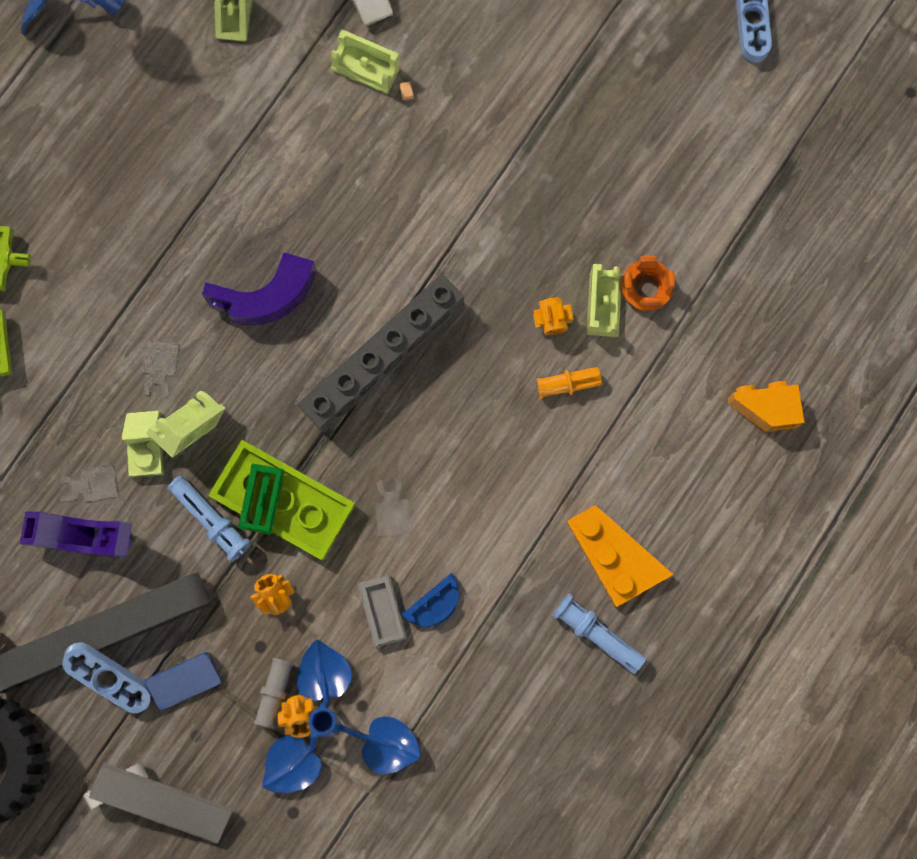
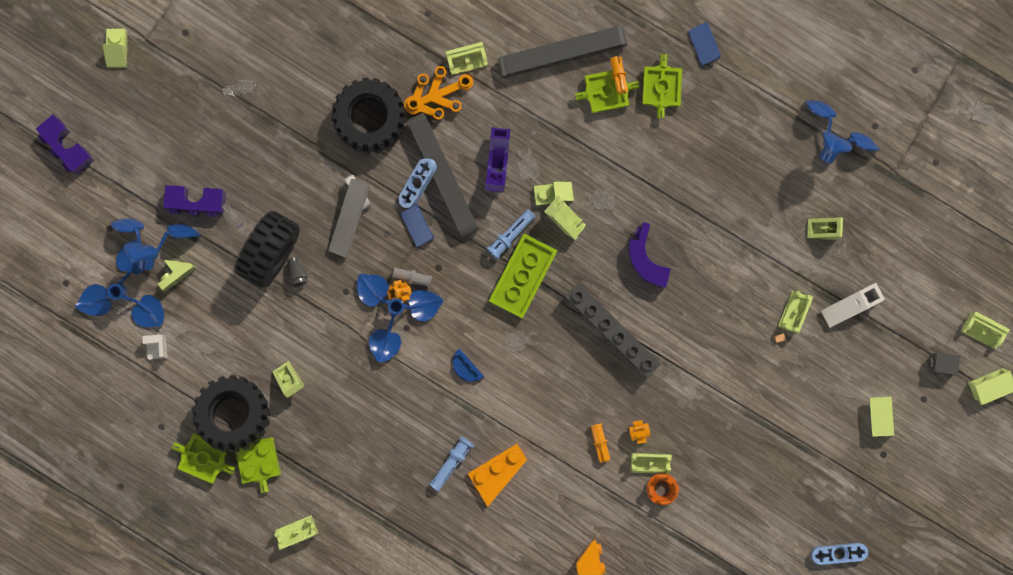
camera: 85 degrees right, 5 degrees up
(256, 526) = (518, 271): green tile -> none
(272, 594) = (467, 273): light orange gear -> none
(382, 611) = (460, 337): light grey tile -> none

